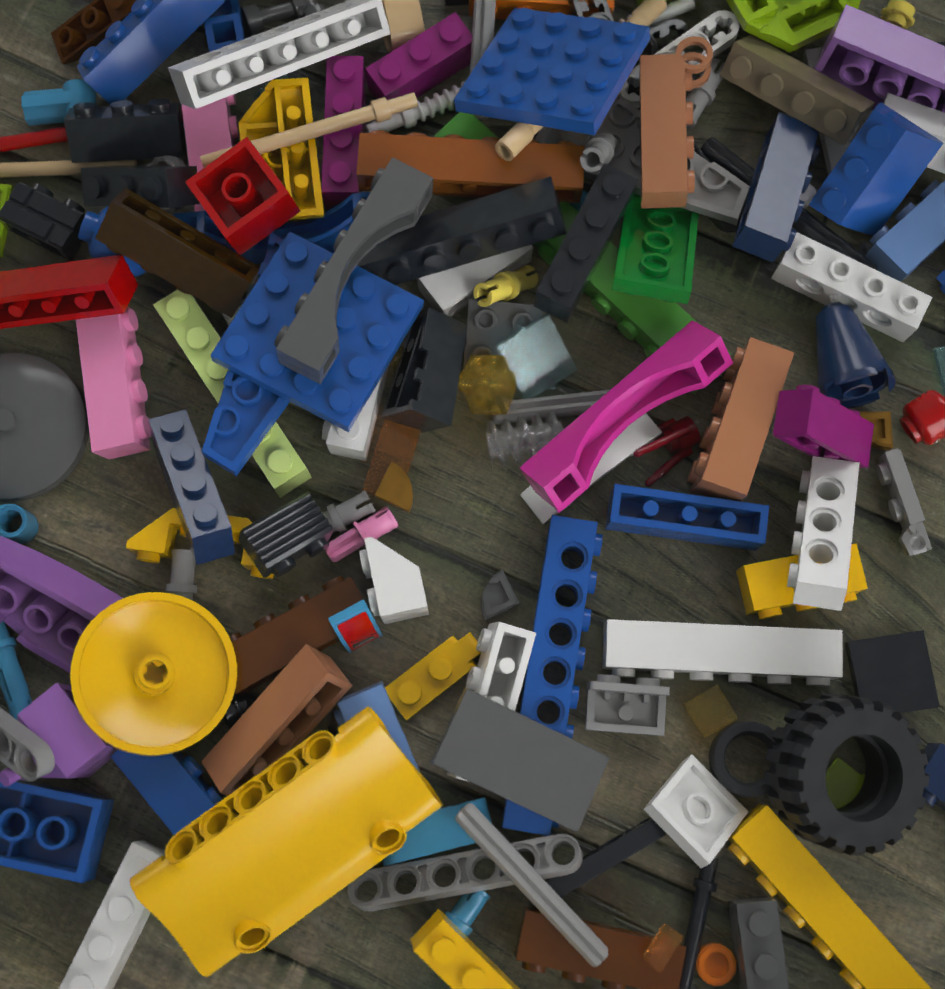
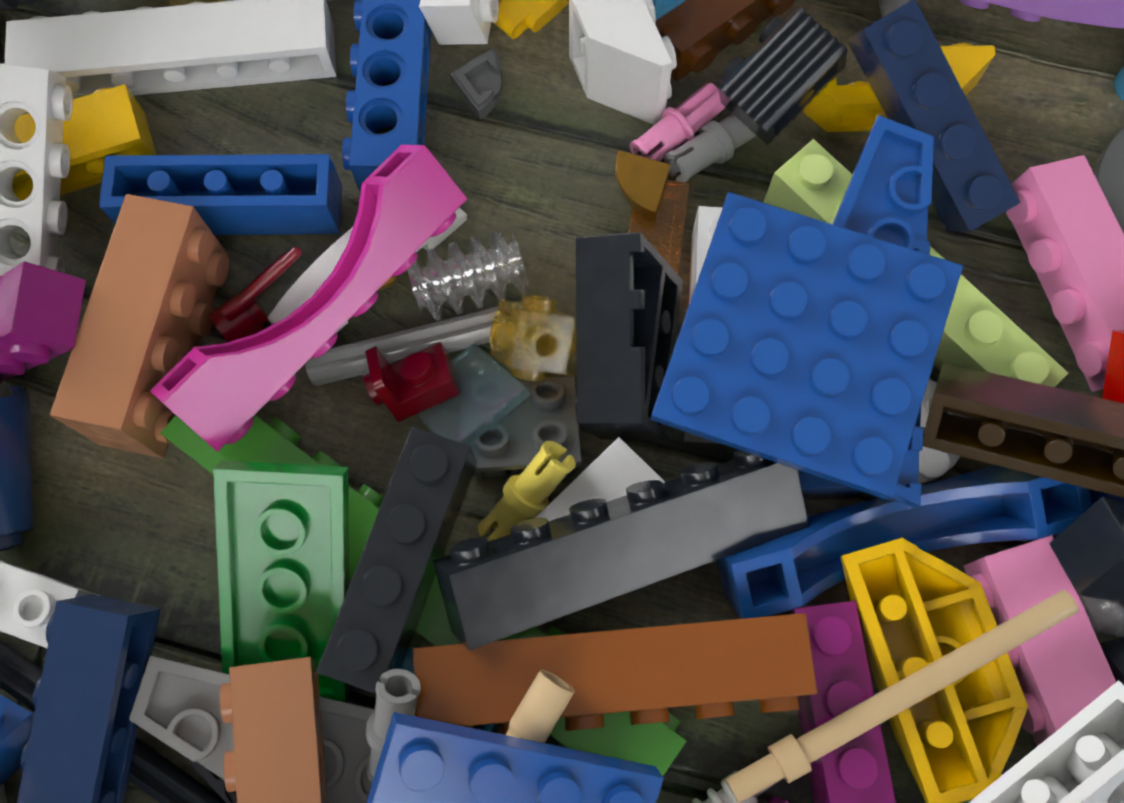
camera: 175 degrees right, 5 degrees down
(243, 196) = (988, 541): red brick -> none
(393, 206) = (809, 297): dark grey arch -> none
(569, 374) = (411, 383): none -> dark red bracket

